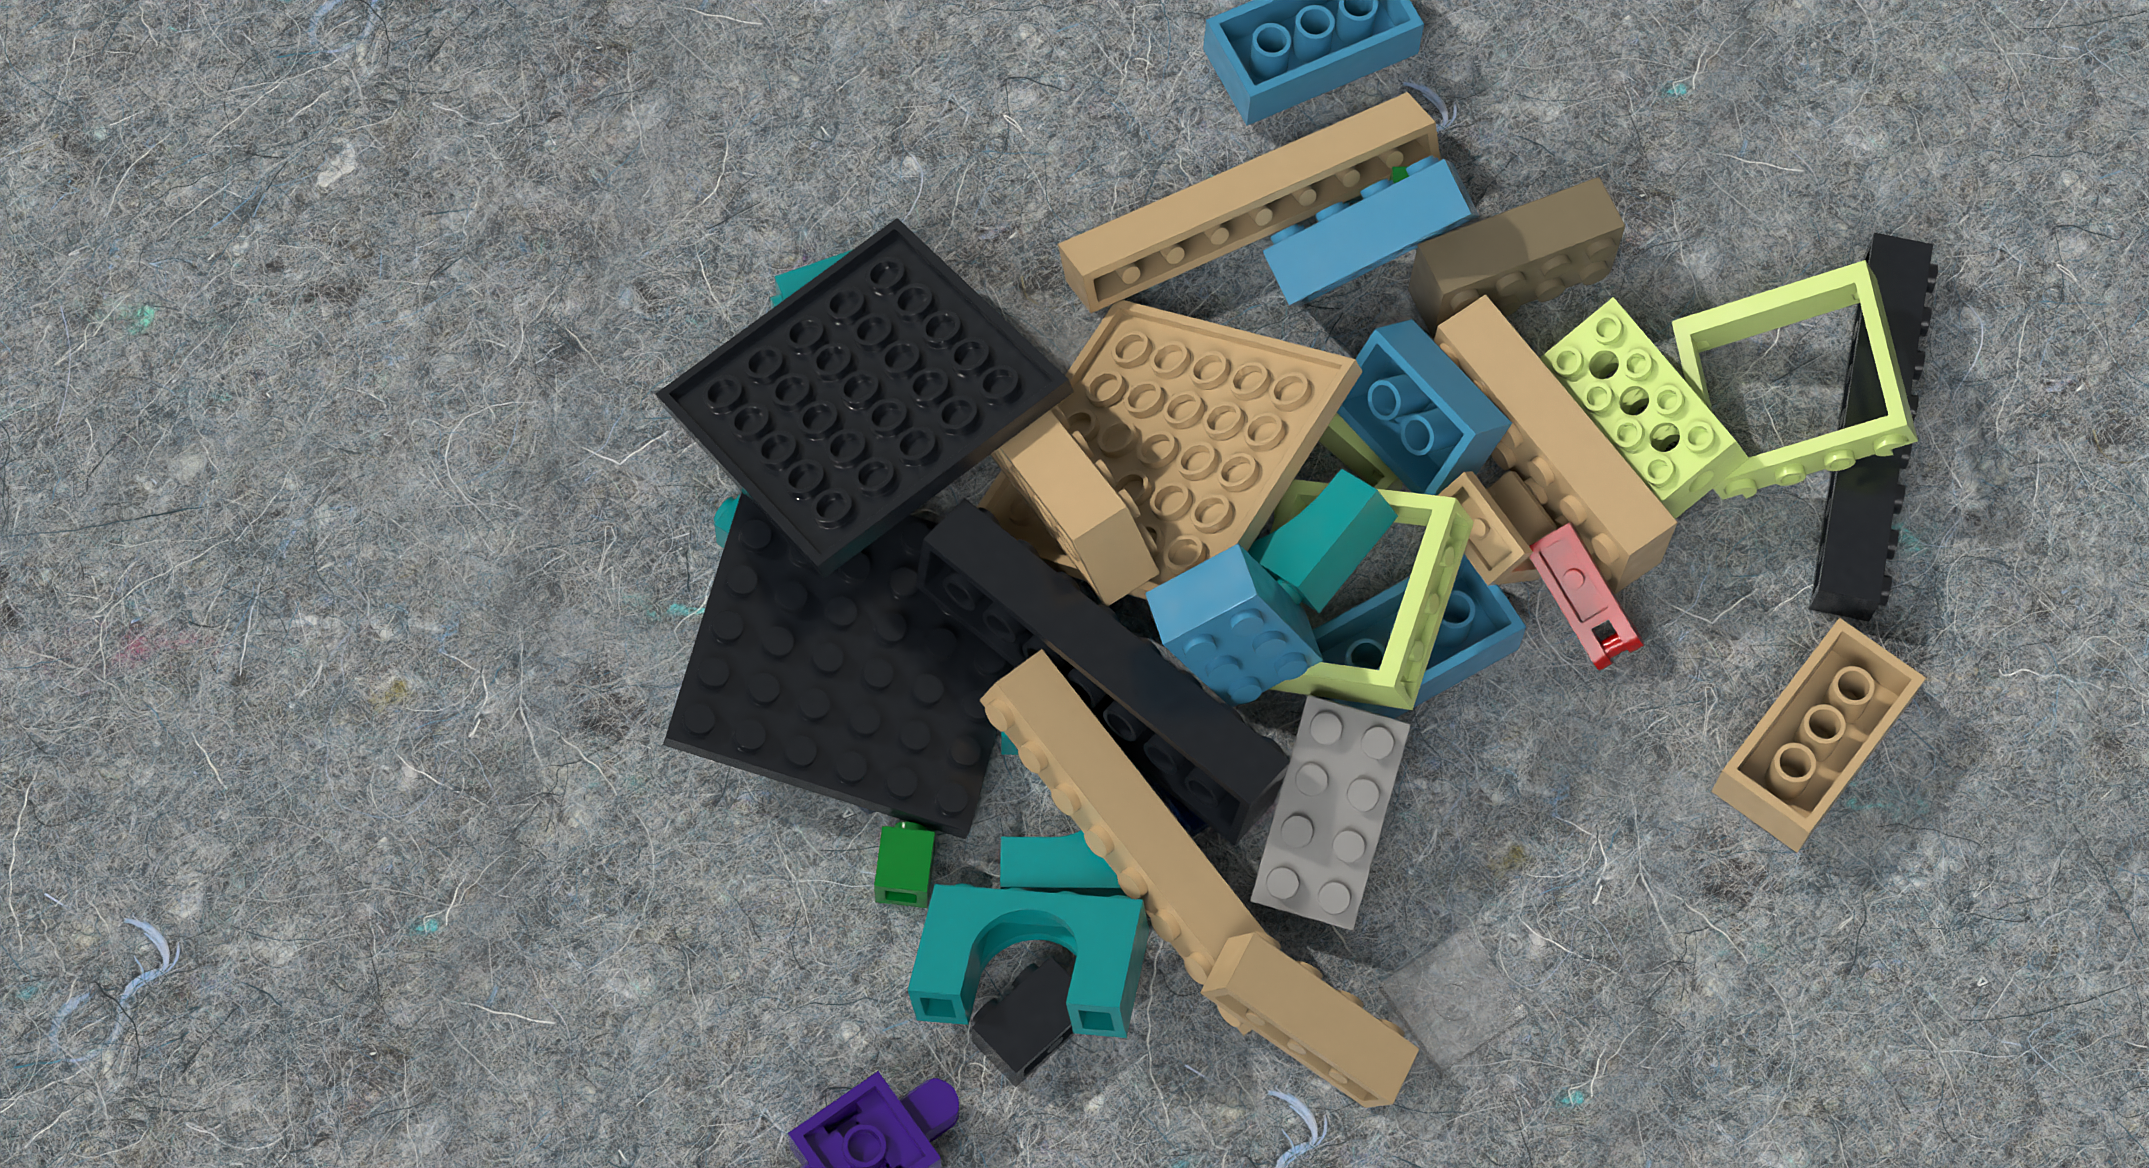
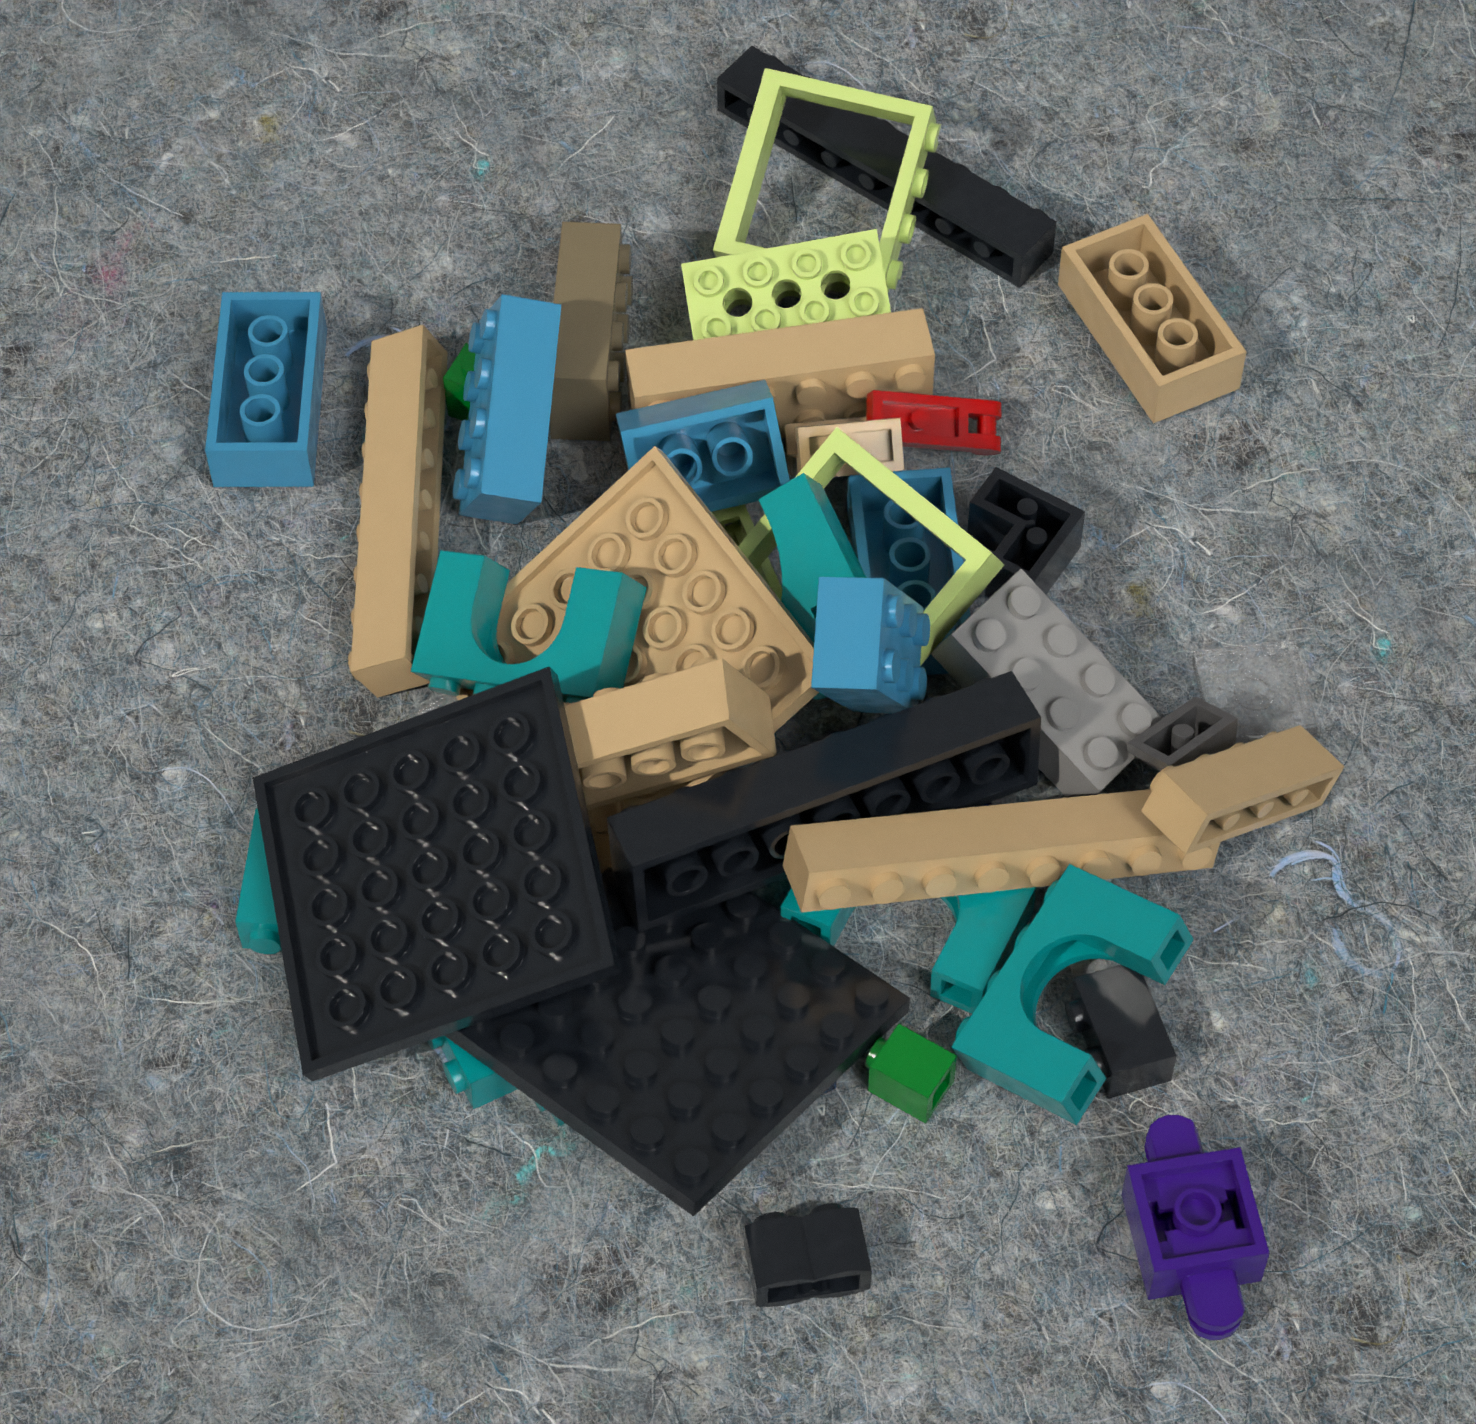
camera: 60 degrees left, 10 degrees down
(695, 856) = (807, 1255): none -> black brick
(1113, 321) = (462, 616): none -> teal arch
(1342, 951) = (1185, 735): none -> flat silver slope
(1495, 739) = (1024, 529): none -> black brick

